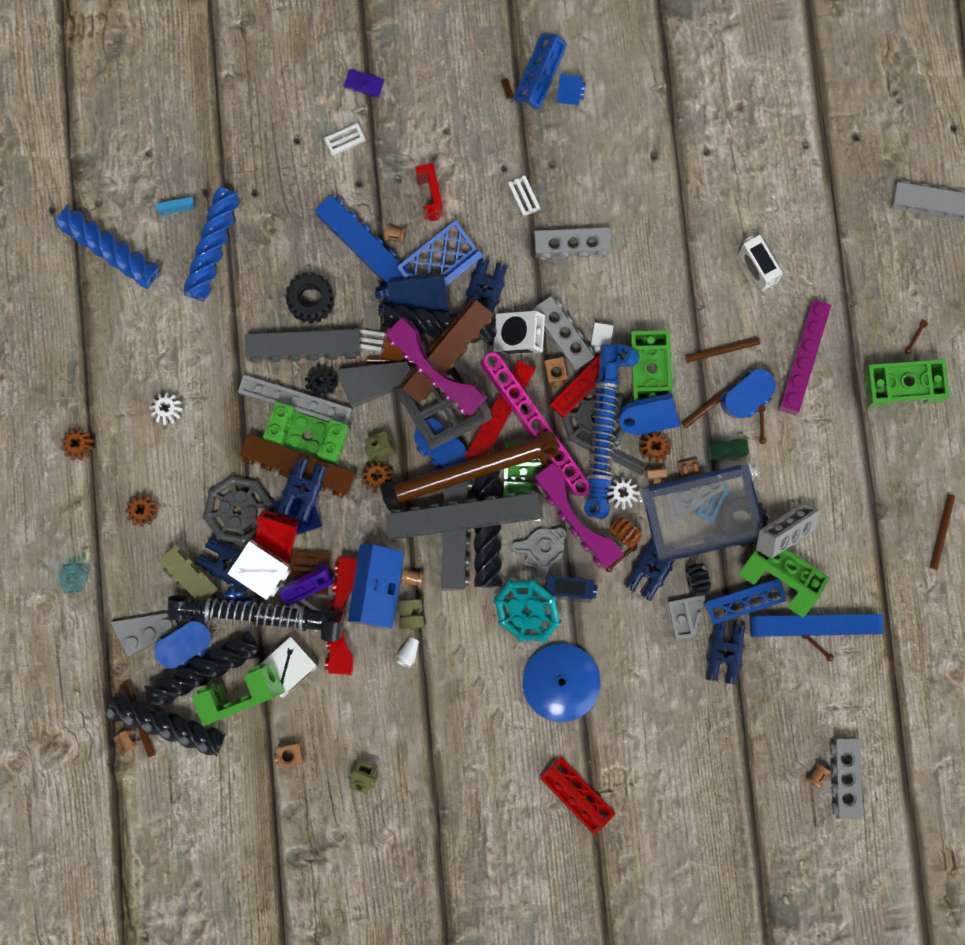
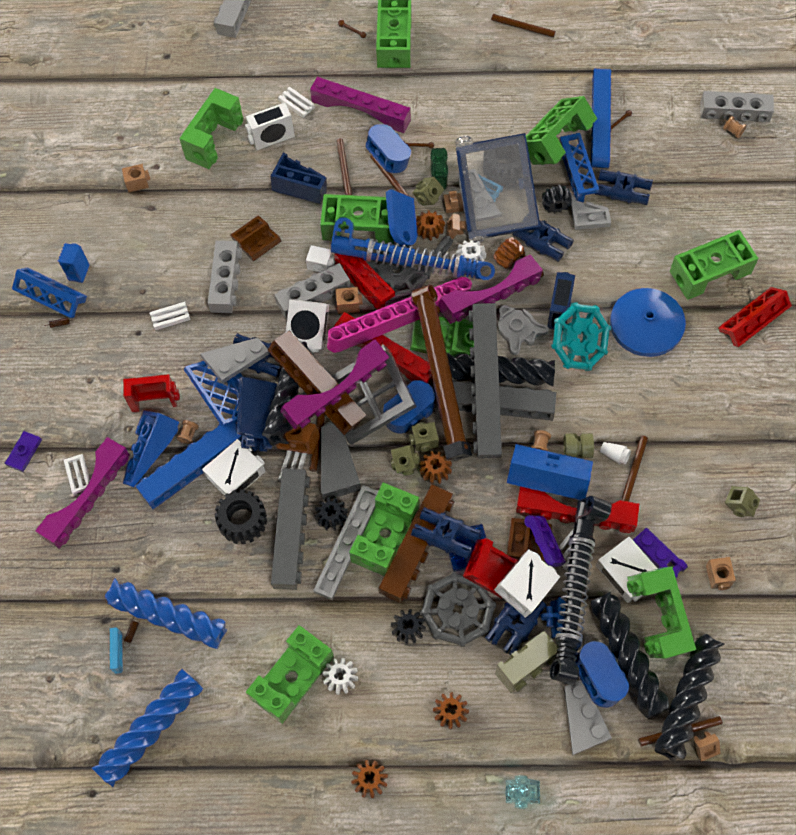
camera: 80 degrees left, 15 degrees down
(146, 353) = (304, 656): none -> bright green plate
(195, 216) = (131, 632): none -> reddish brown piece
(223, 461) = (407, 619): none -> black gear
(307, 697) = (658, 552): none -> dark purple plate
(357, 284) = (234, 469): none -> white brick
(358, 164) = (59, 525): none -> magenta arch
(385, 203) = (154, 435): none -> blue wedge
(391, 672) = (634, 468): none -> reddish brown bar
(410, 468) = (424, 436): none -> olive brick
(472, 267) = (235, 358): none -> light grey wing
(624, 268) = (256, 238): none -> reddish brown slope
(636, 768) = (696, 268): none -> bright green plate
(685, 124) = (136, 177): none -> medium nougat brick
(695, 301) = (298, 181): none -> dark blue wedge
(695, 441) = (428, 191): none -> olive brick
(763, 195) = (196, 140): none -> bright green plate
(787, 530) = (519, 119): light grey brick -> none
(813, 275) = (298, 100): none -> white tile

